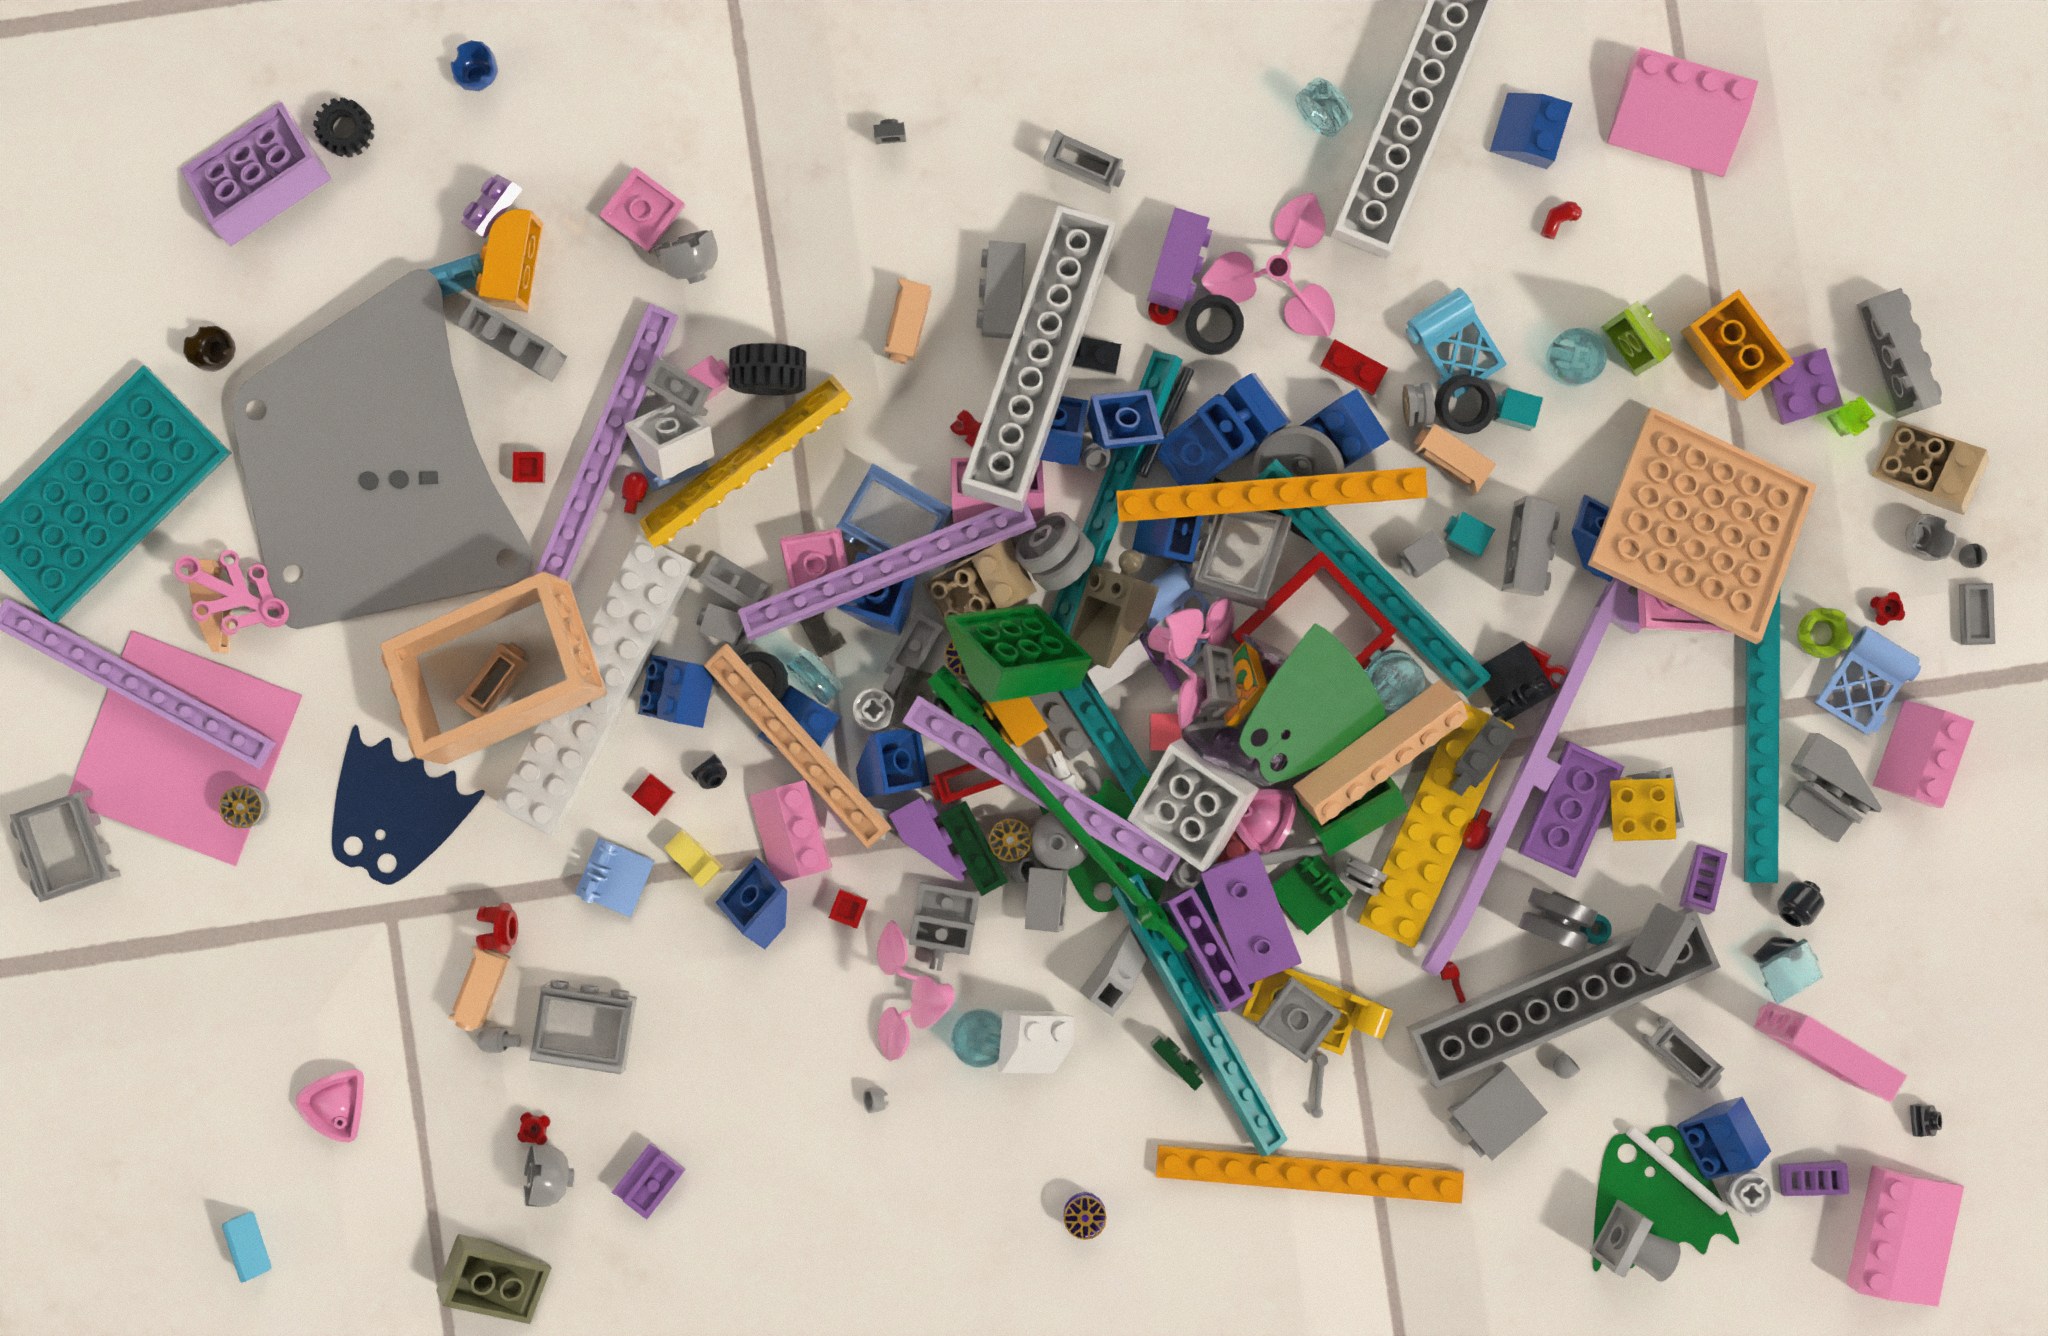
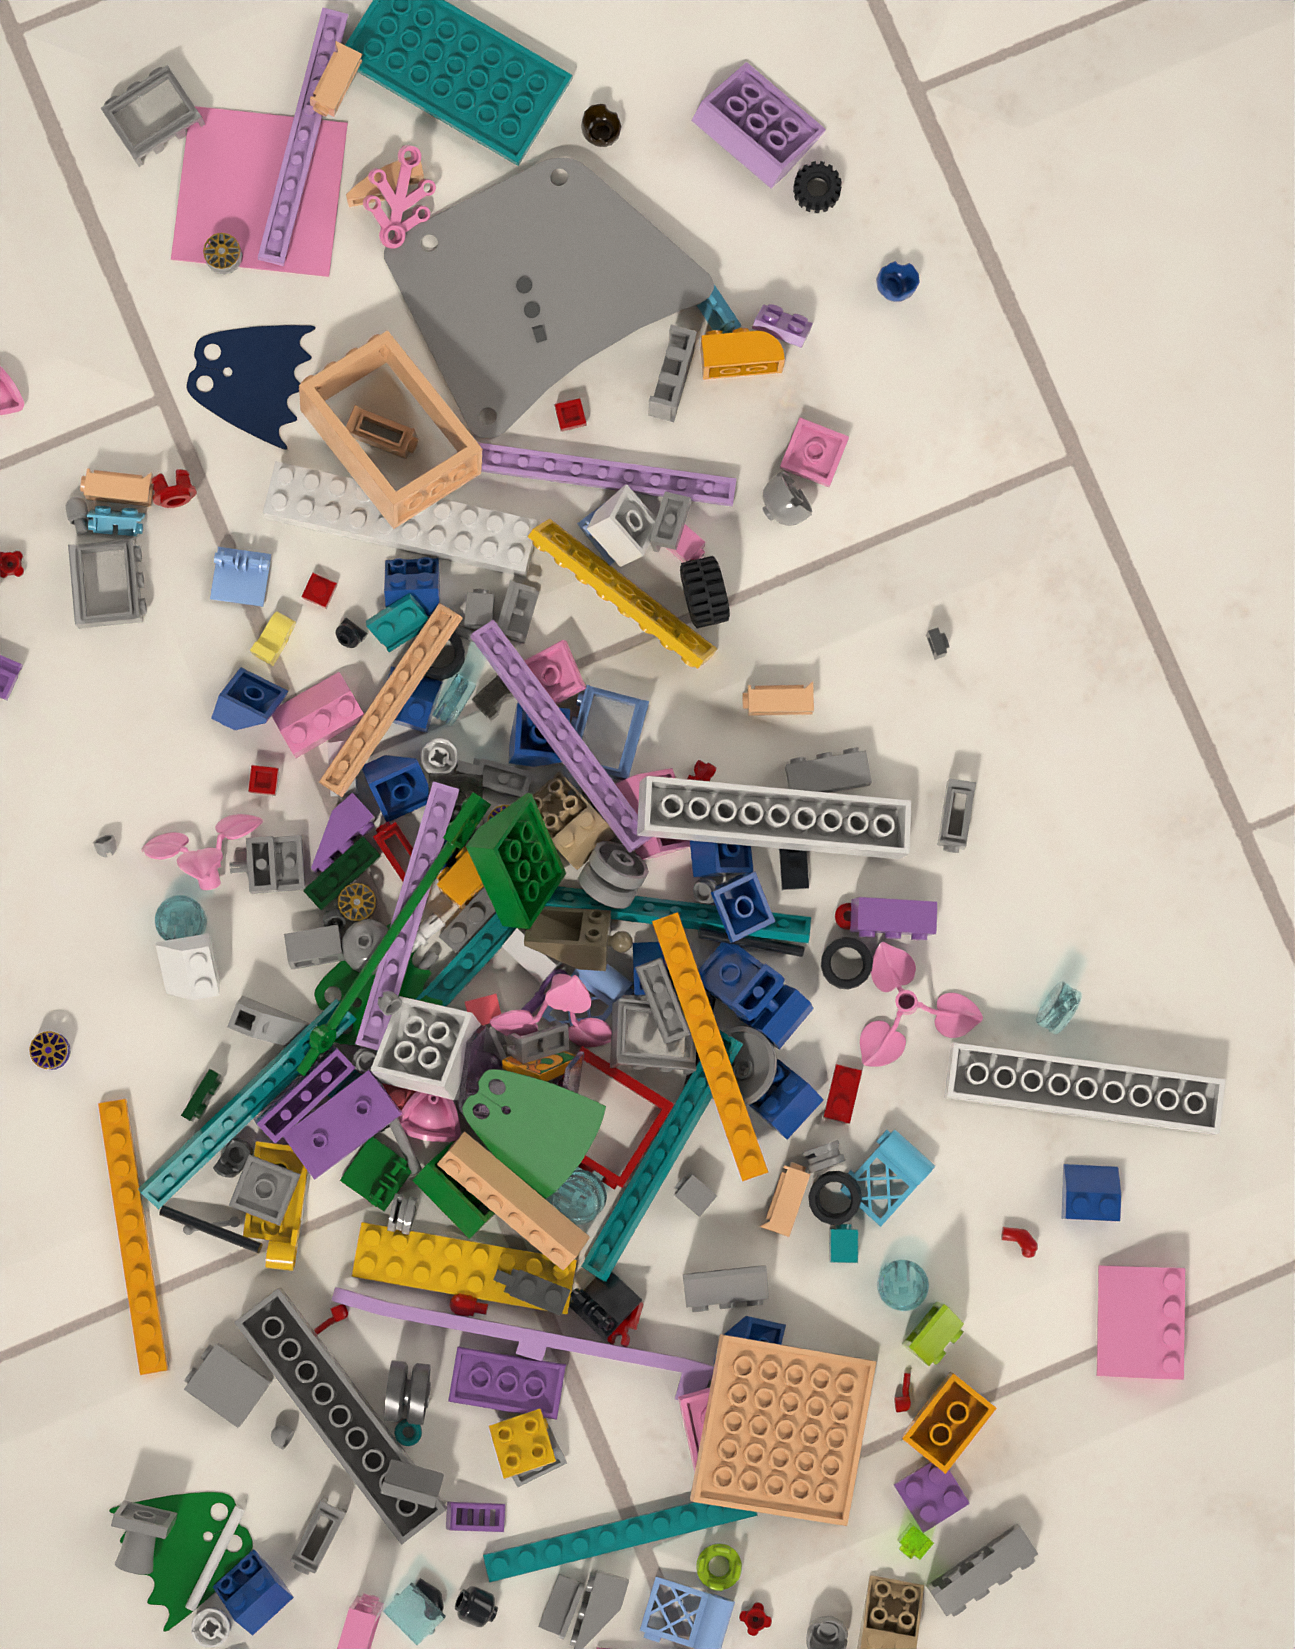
camera: 70 degrees right, 5 degrees down
(77, 630) = (335, 80): none -> light nougat window
(517, 988) = (105, 519): none -> medium azure hinge
(634, 491) = (573, 507): red cylinder -> none
(712, 716) = (398, 622): none -> teal plate
(1134, 832) = (389, 1003): none -> light grey hinge
(1208, 533) = (662, 1001): none -> light grey tile
(1254, 1044) = (233, 1158): none -> dark grey hair
(1324, 1088) = (210, 1229): none -> black bar
(1468, 534) = (723, 1229): teal brick -> none
(1700, 389) = (903, 1403): none -> red hand

